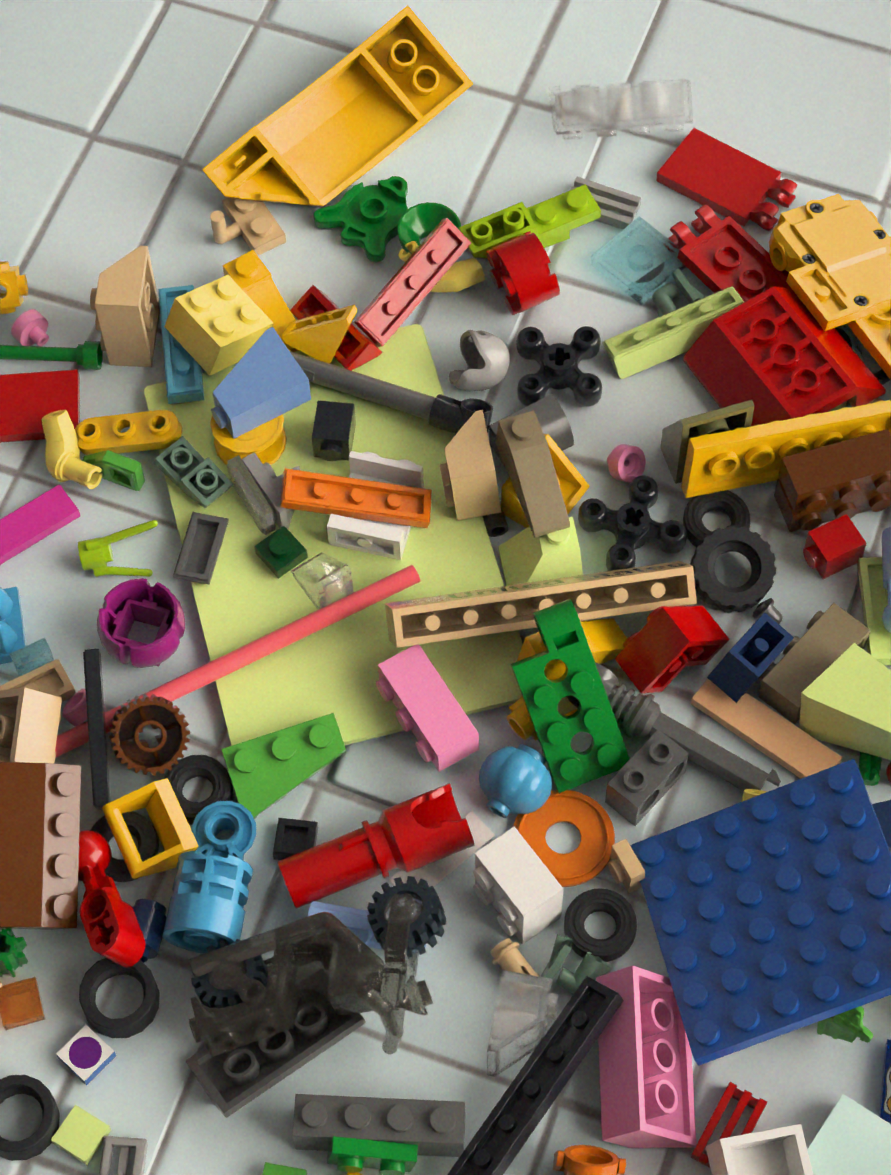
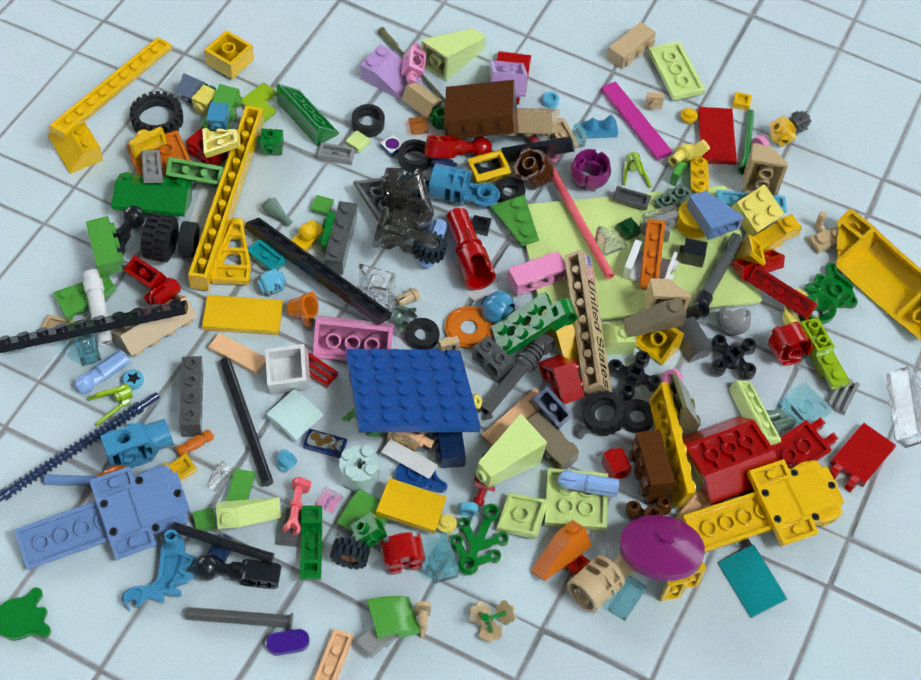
camera: 90 degrees right, 5 degrees down
(517, 886) = (441, 295): white piece -> none

